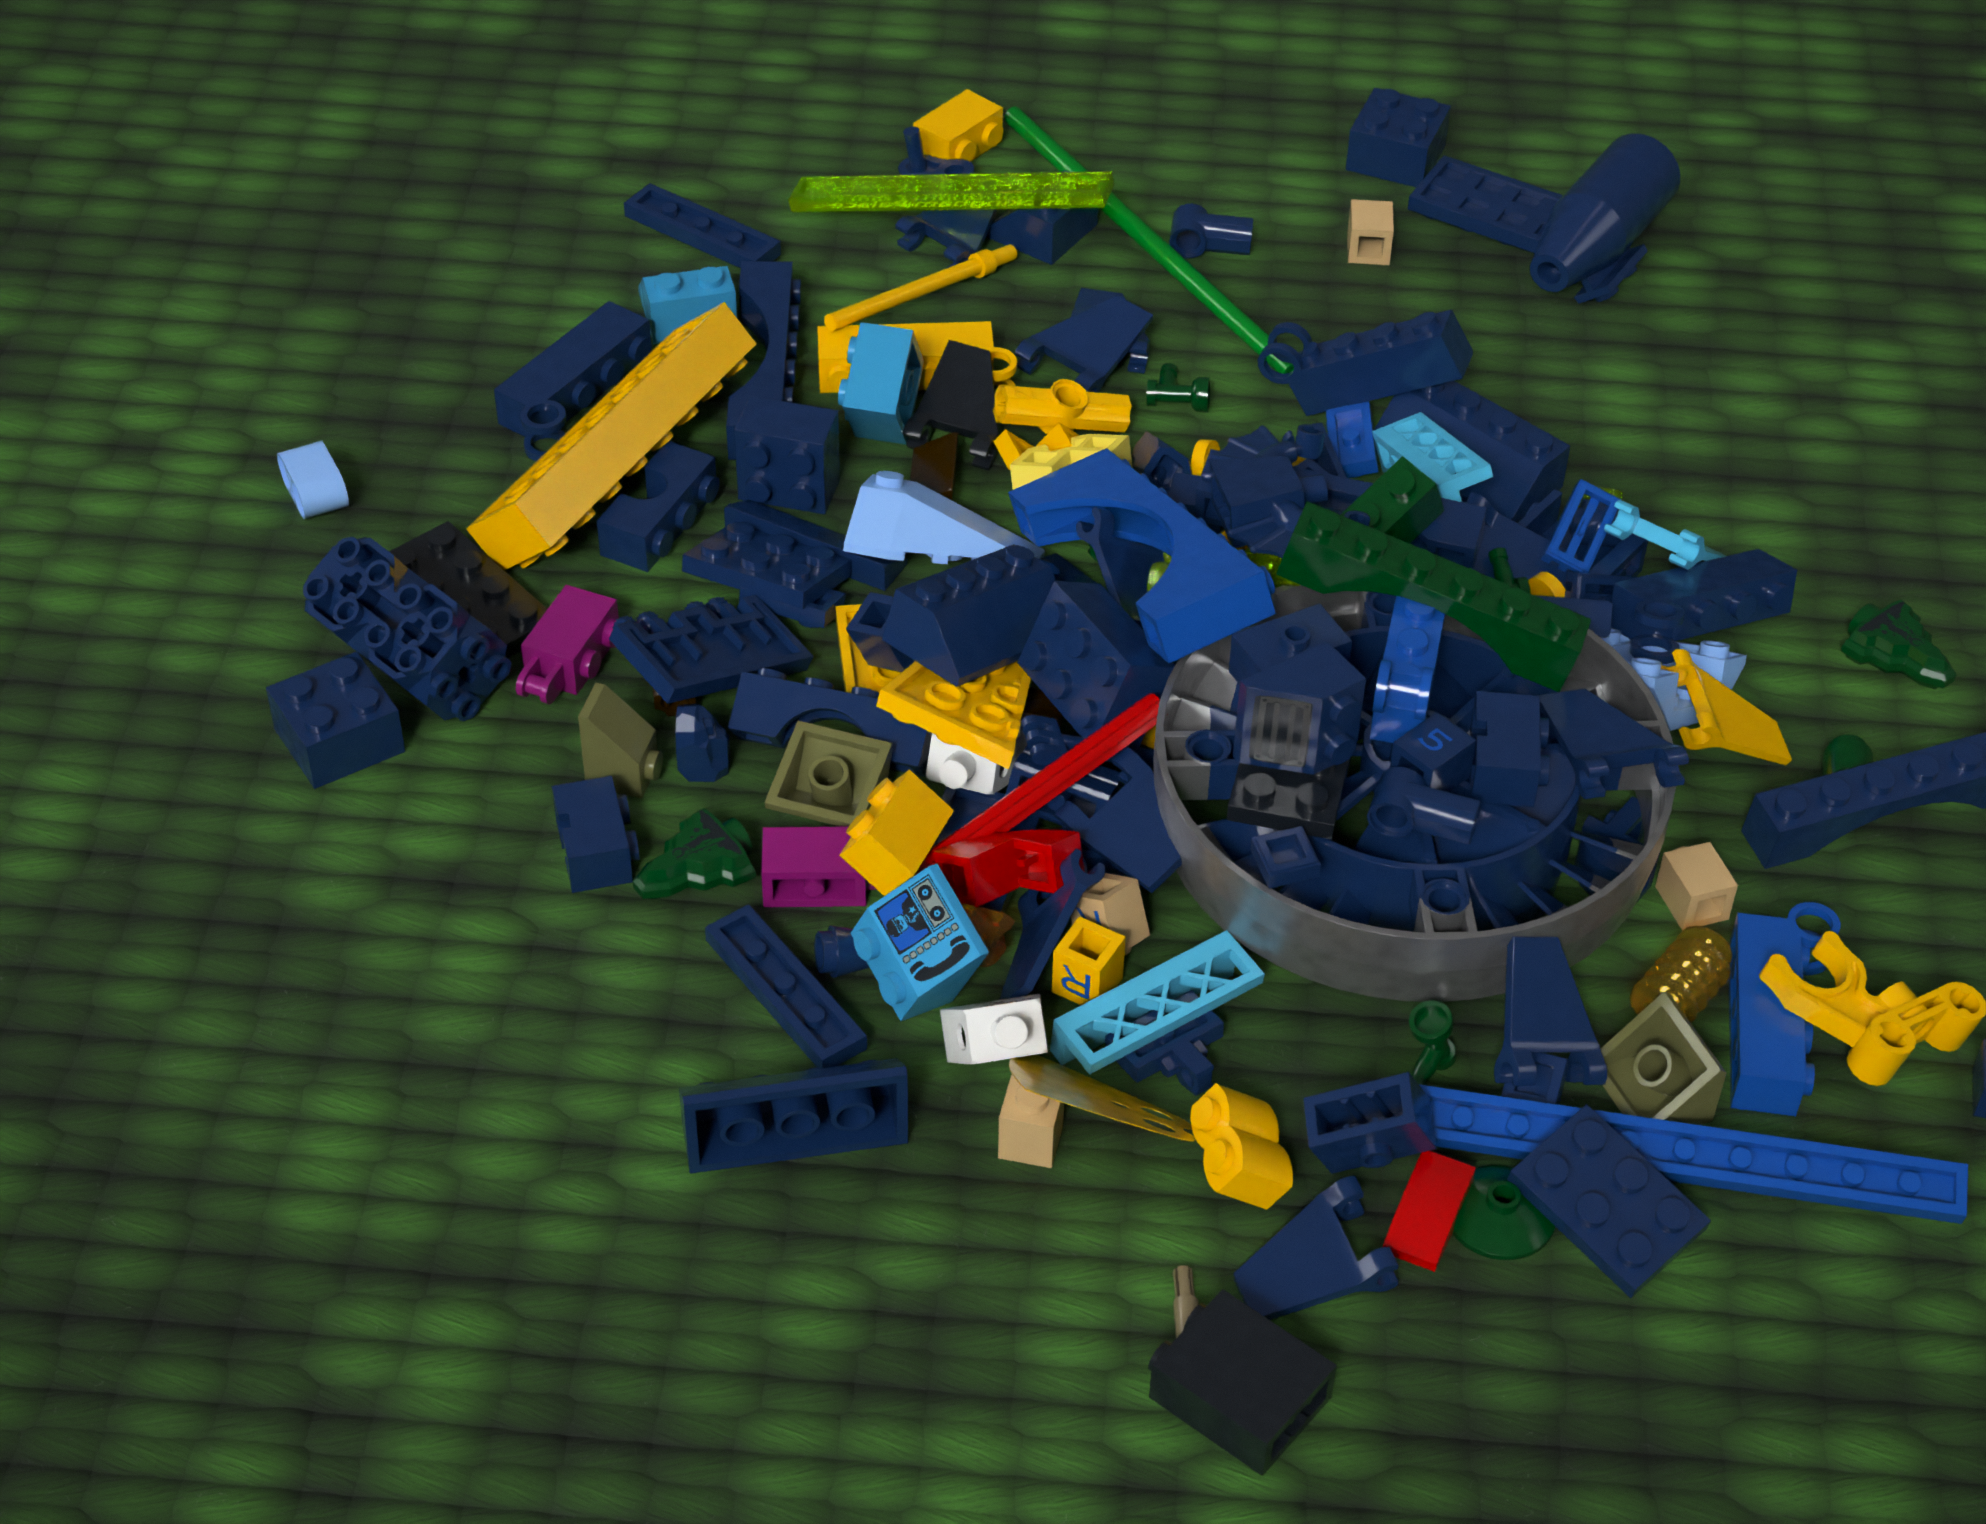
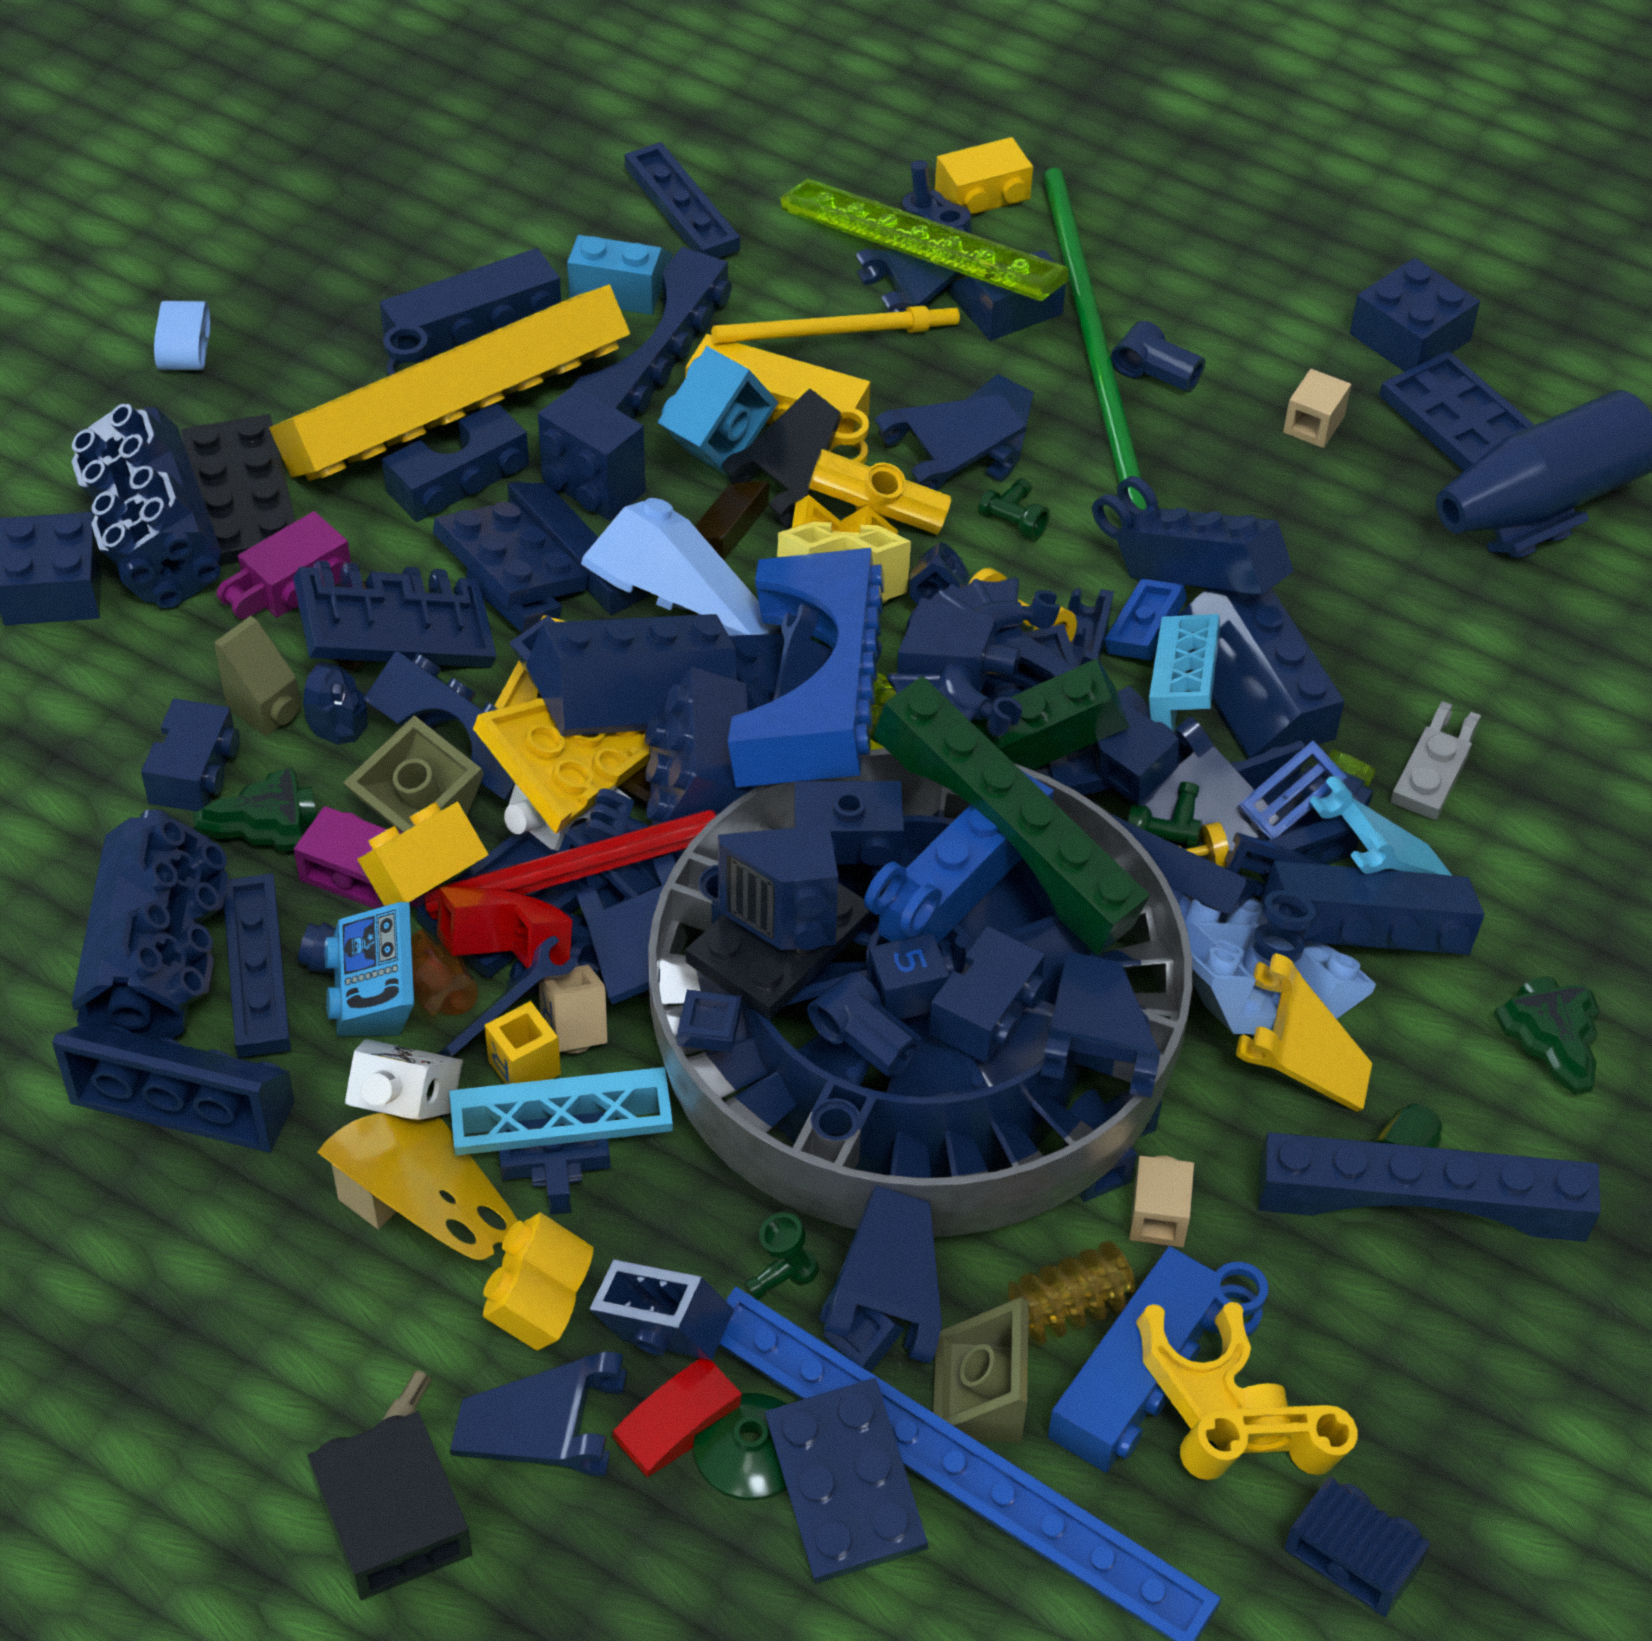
camera: 25 degrees right, 5 degrees up
(670, 983) = (145, 926): none -> dark blue brick
(1658, 477) = (1435, 765): none -> light grey hinge

